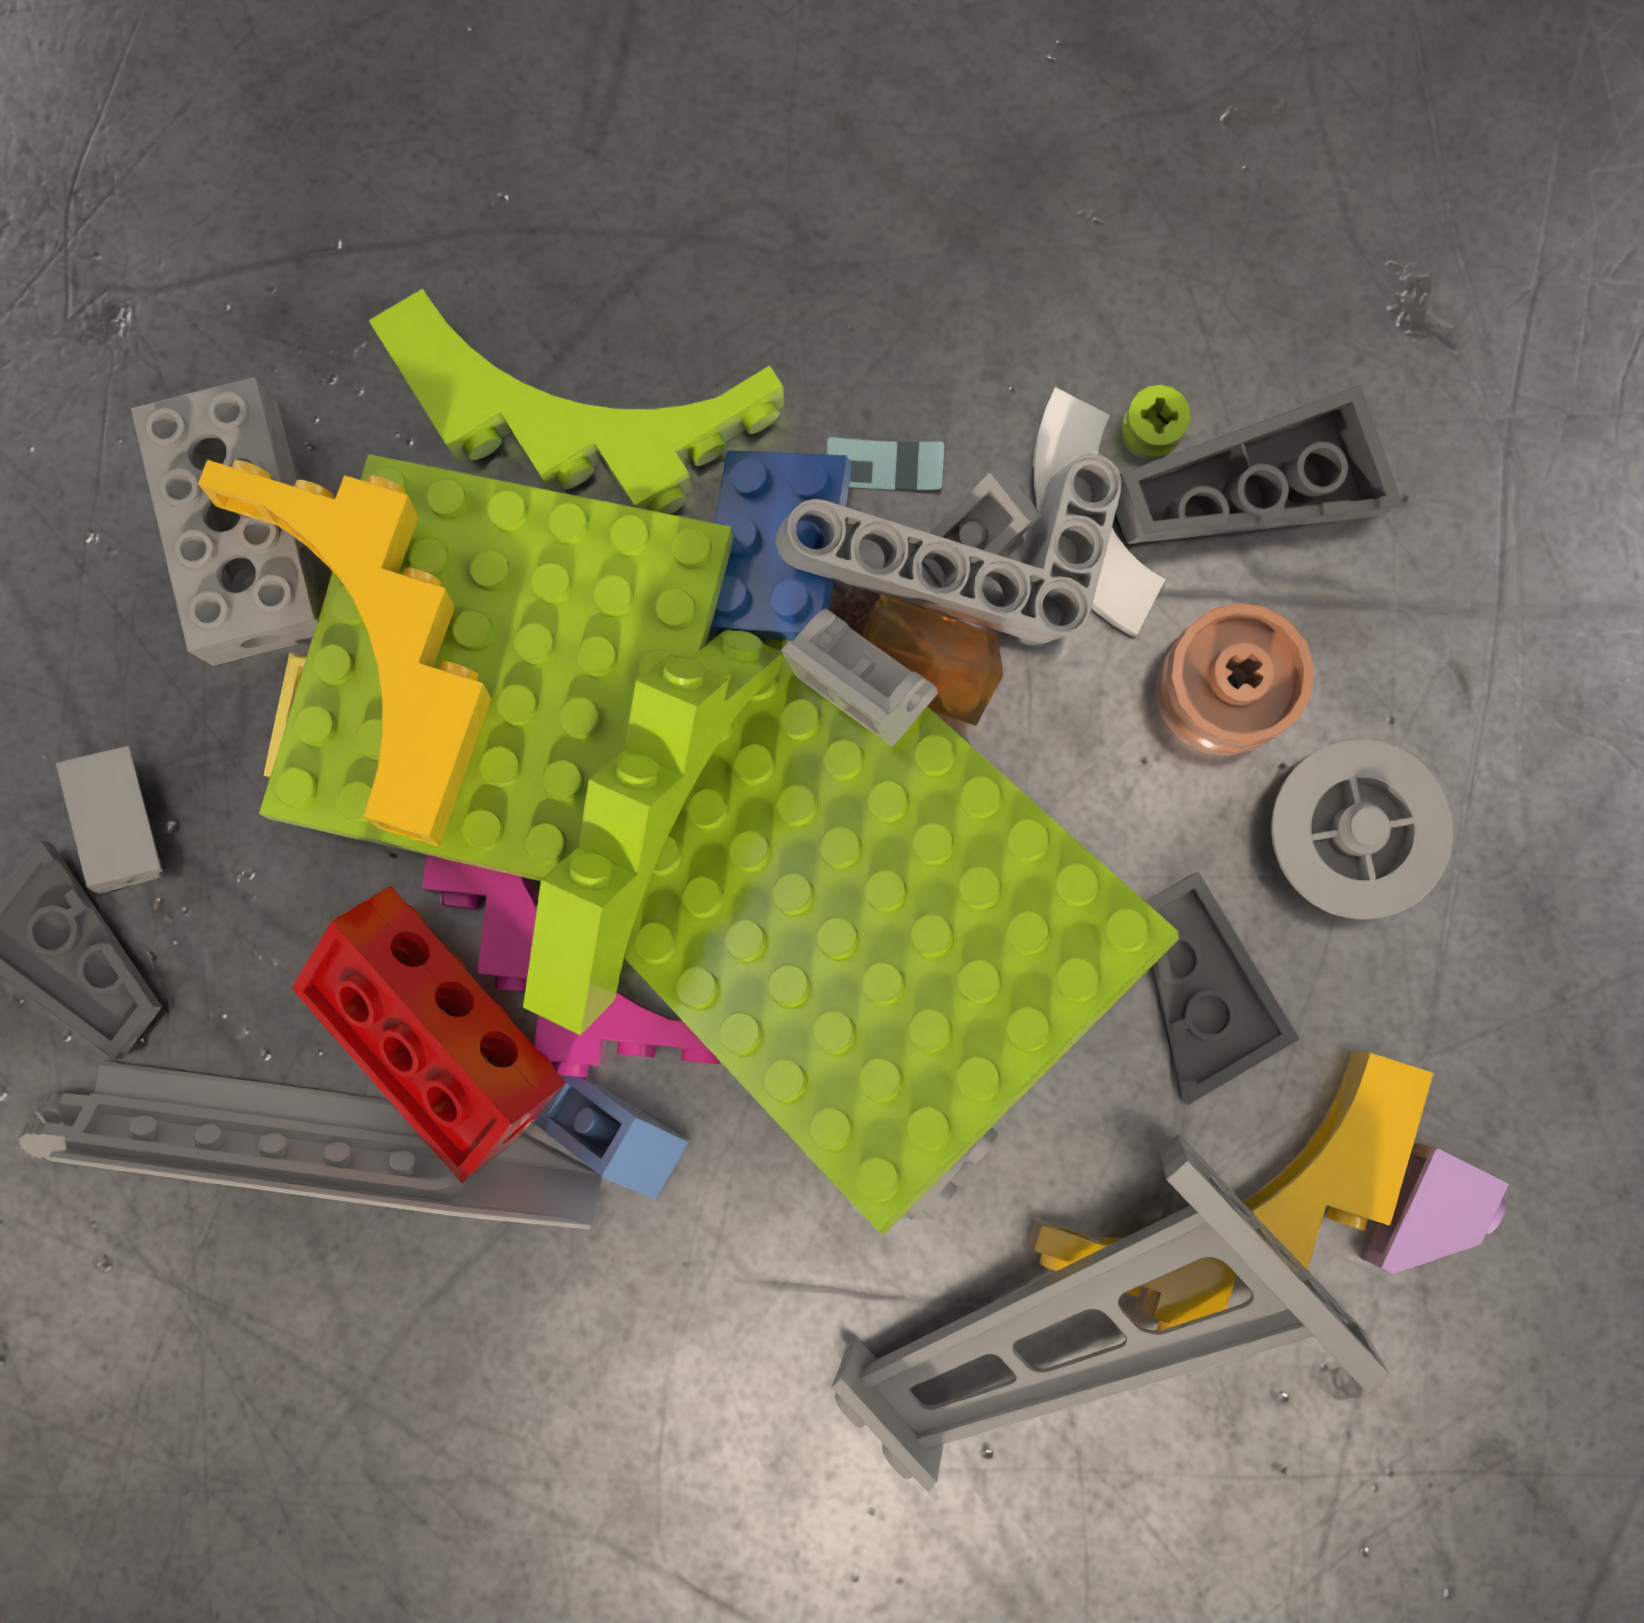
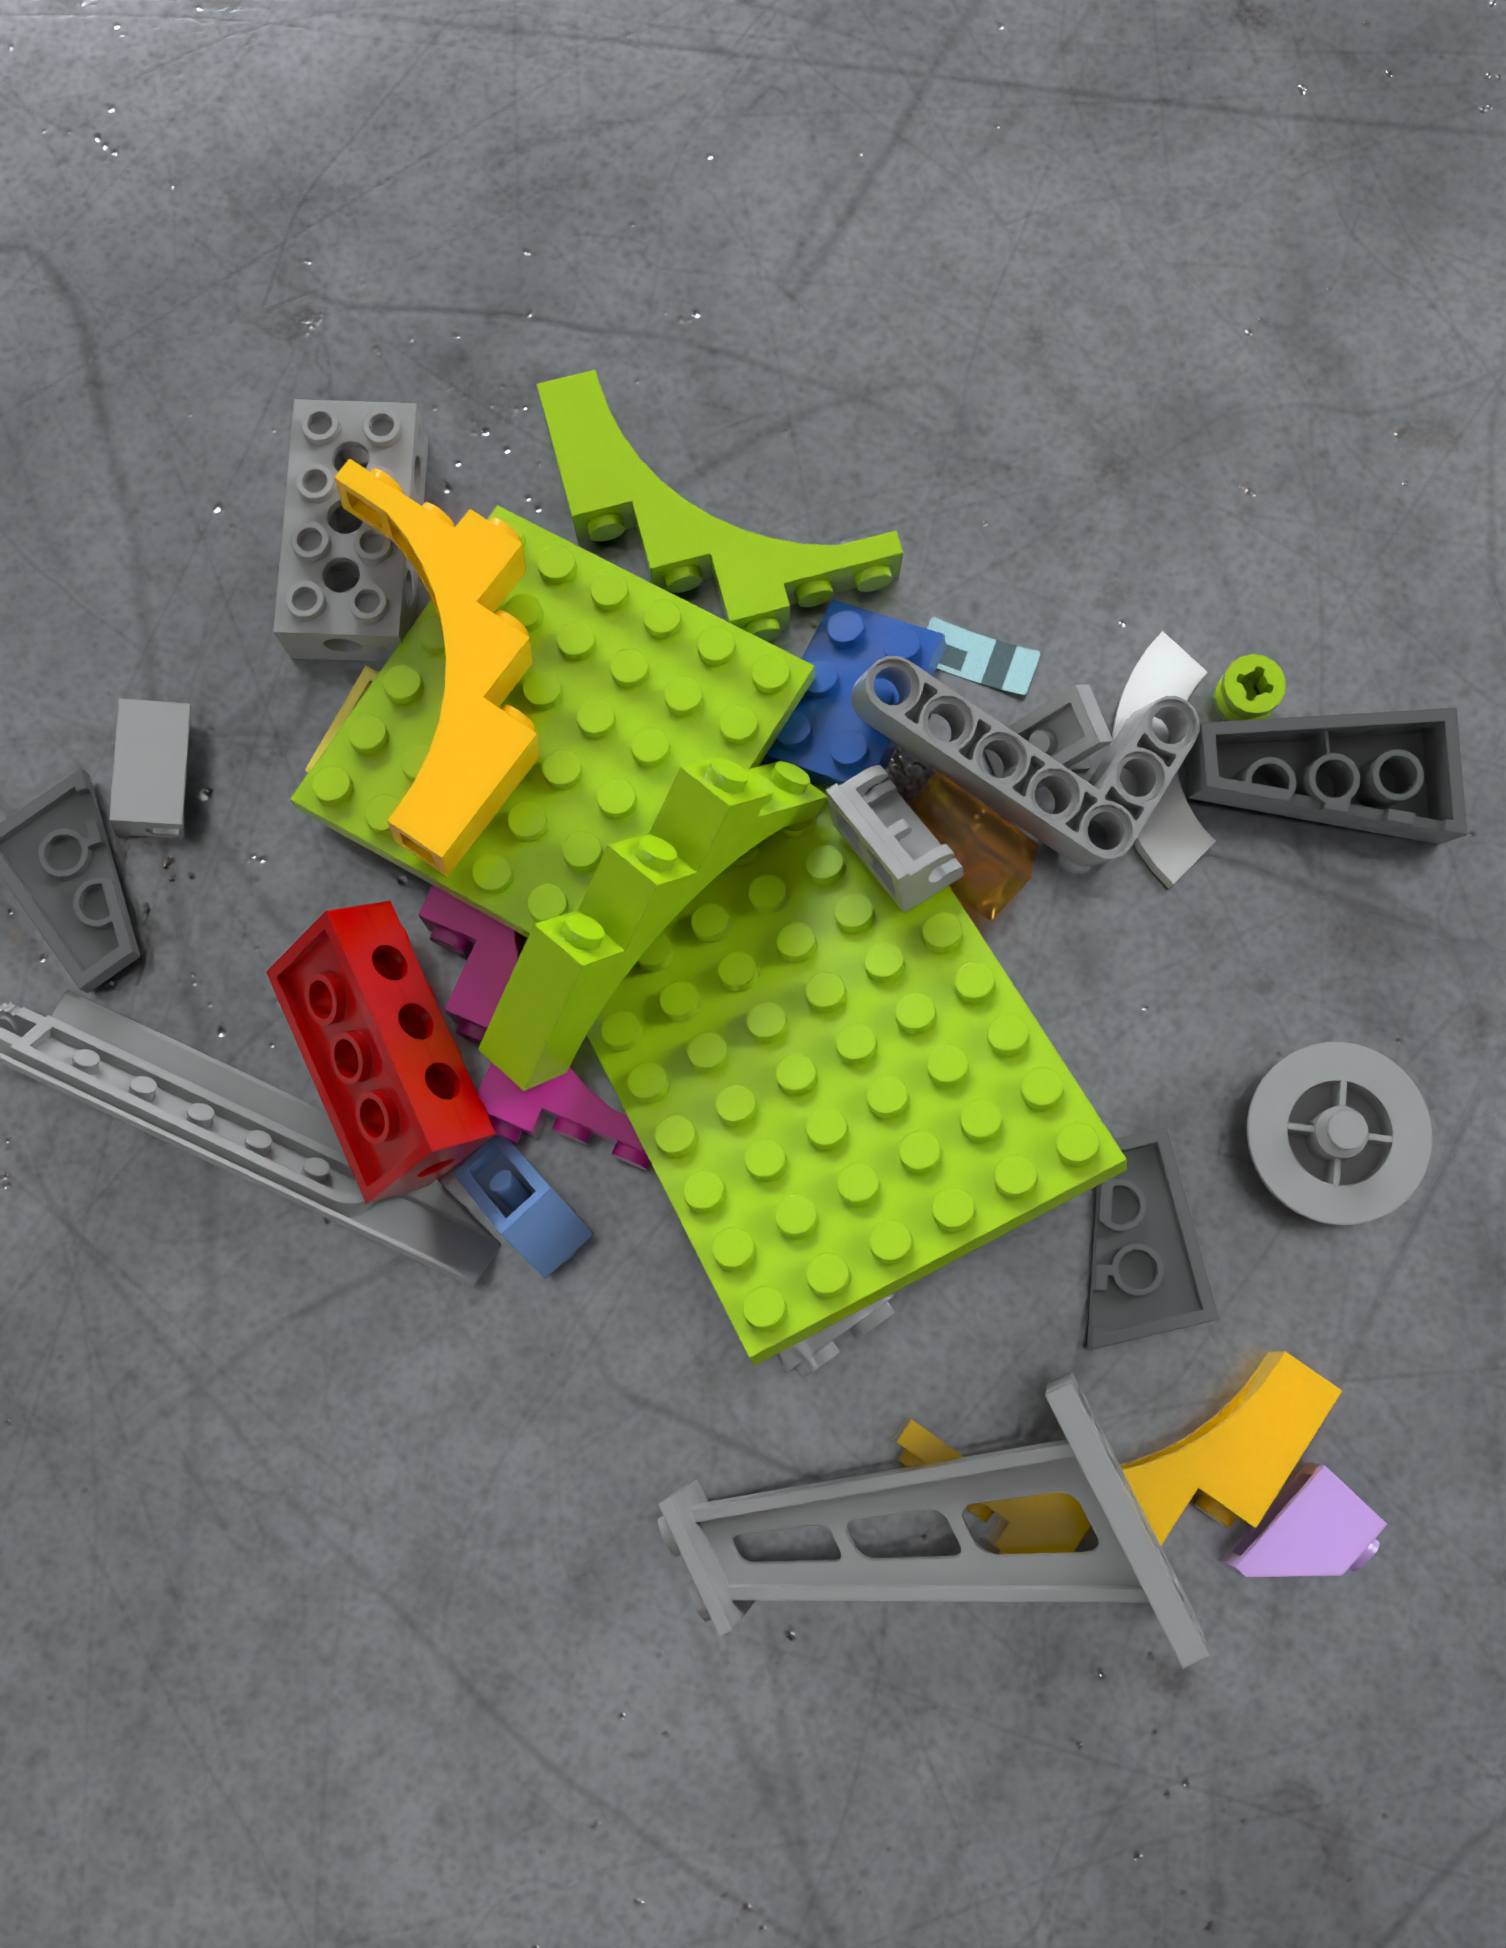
camera: 20 degrees right, 5 degrees down
(1264, 658) = (1284, 931): nougat wheel -> none

